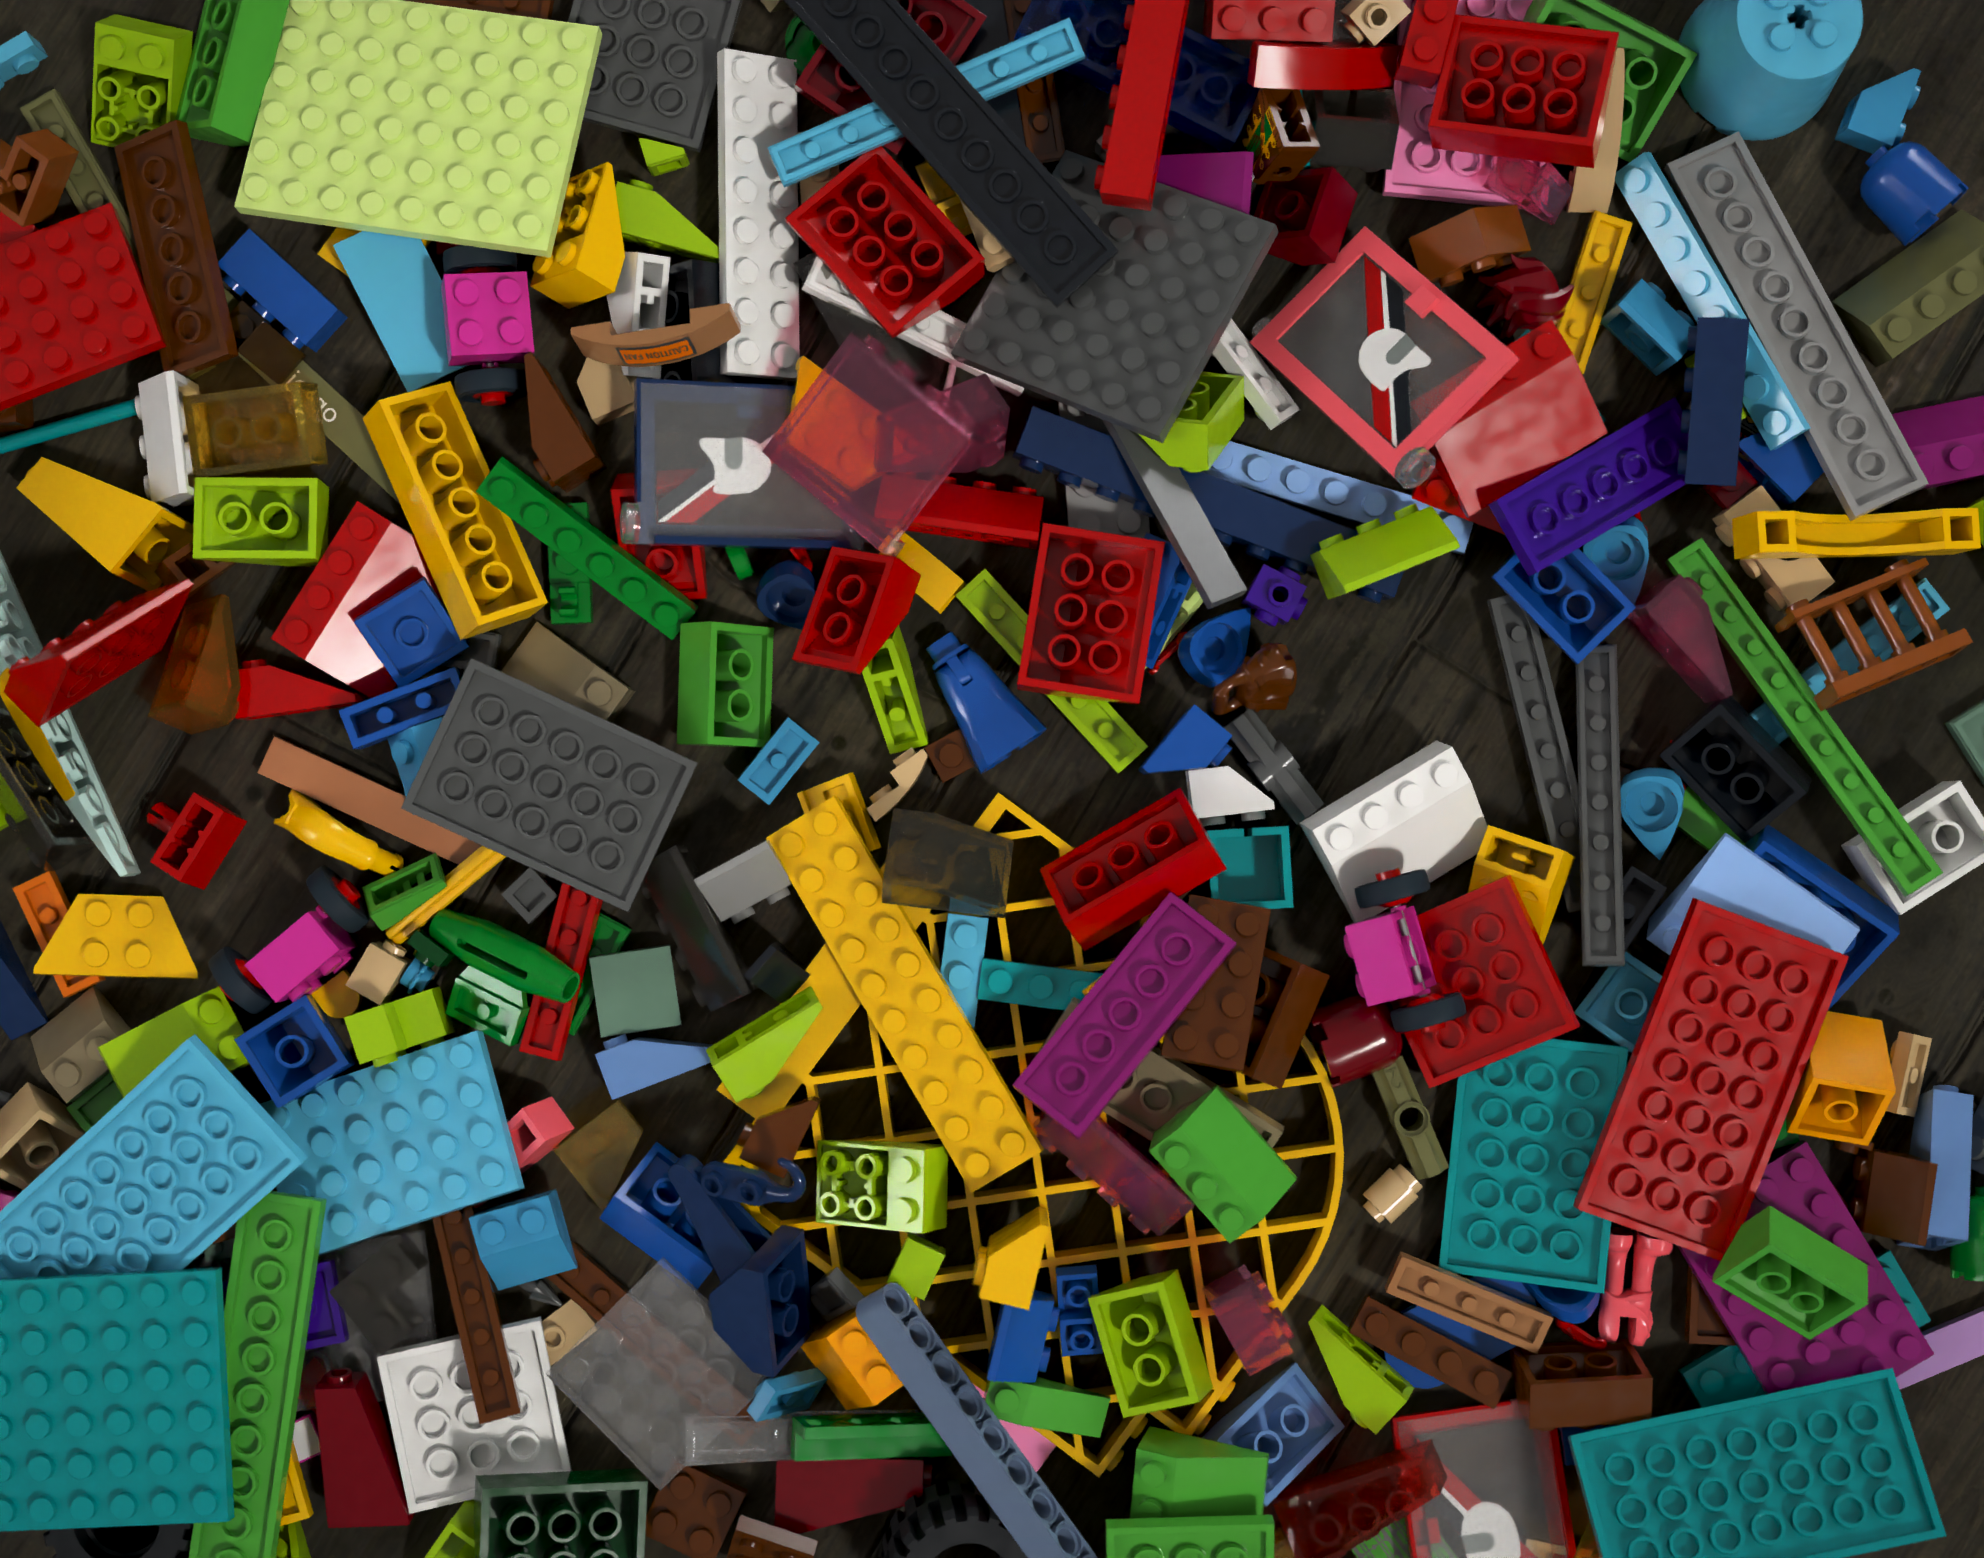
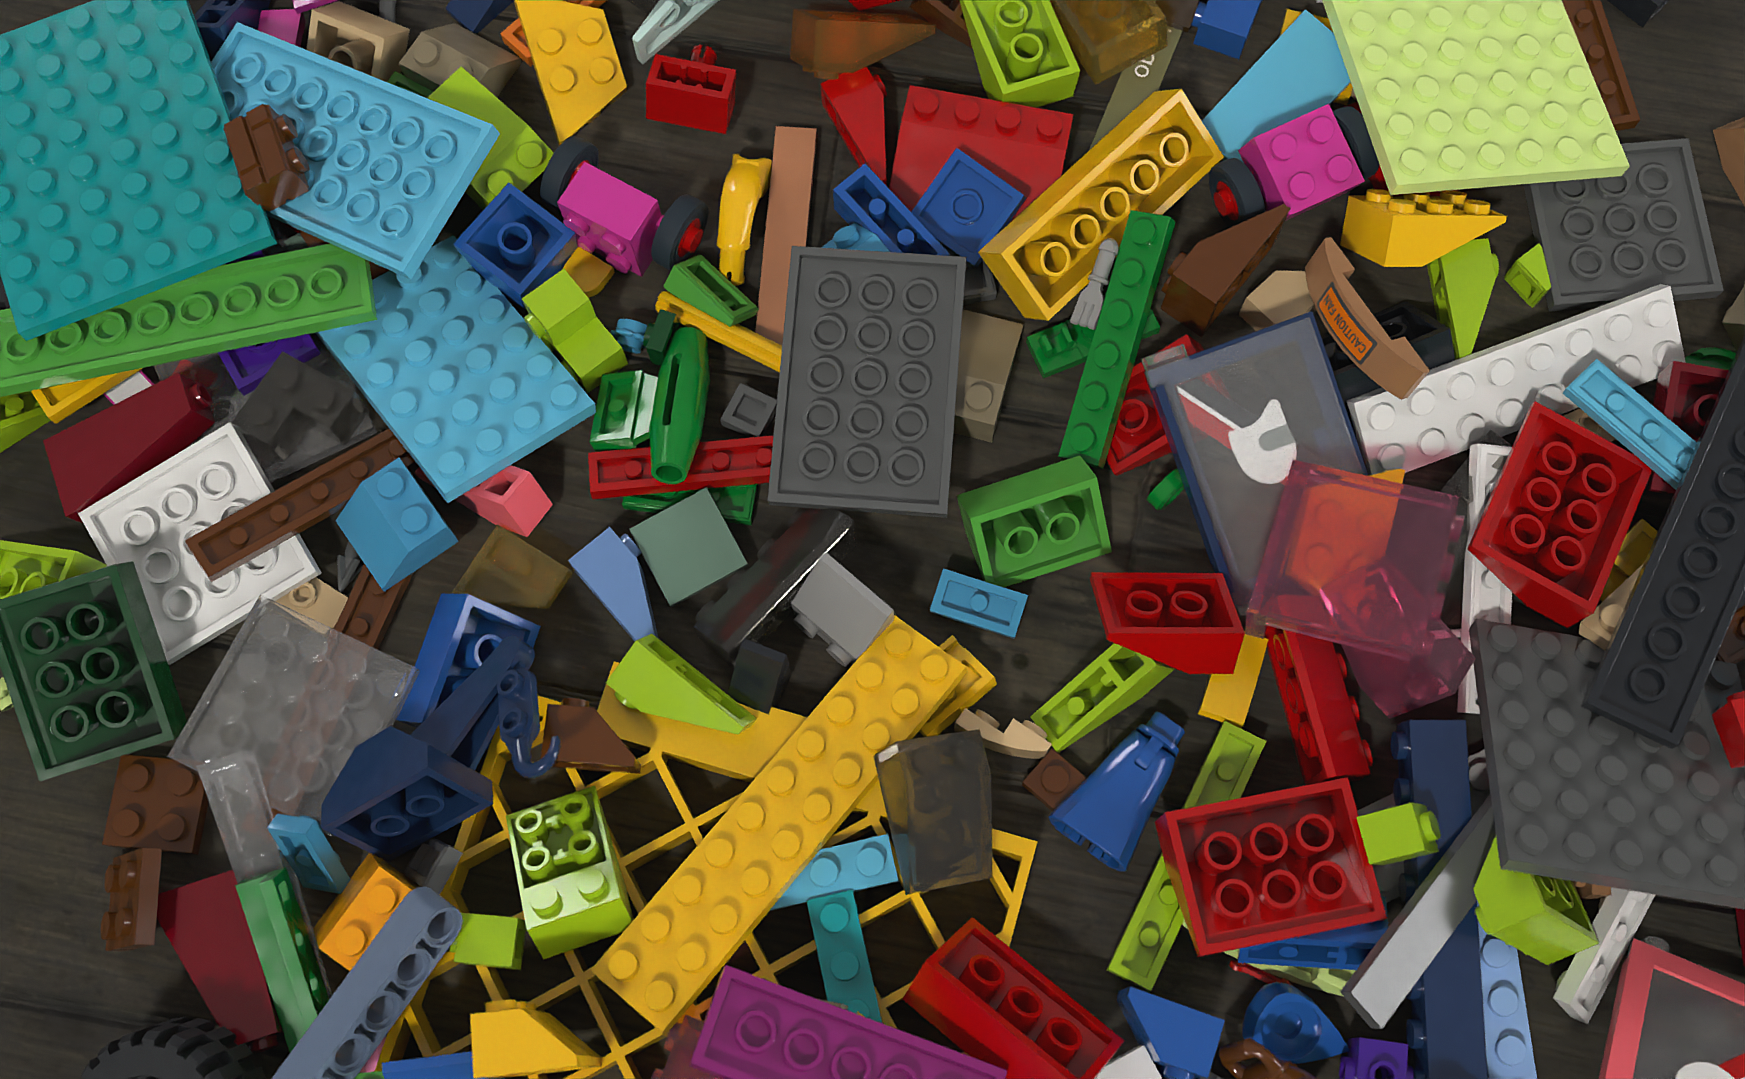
camera: 70 degrees right, 15 degrees down
(134, 1252) = (266, 157): none -> reddish brown brick
(379, 971) = (622, 296): tan brick -> none
(542, 556) = (1091, 298): none -> light grey piece
(640, 300) = (1392, 296): white slope -> none
(788, 590) = (1158, 547): dark blue piece -> none
(1103, 503) = (1399, 833): none -> lime brick

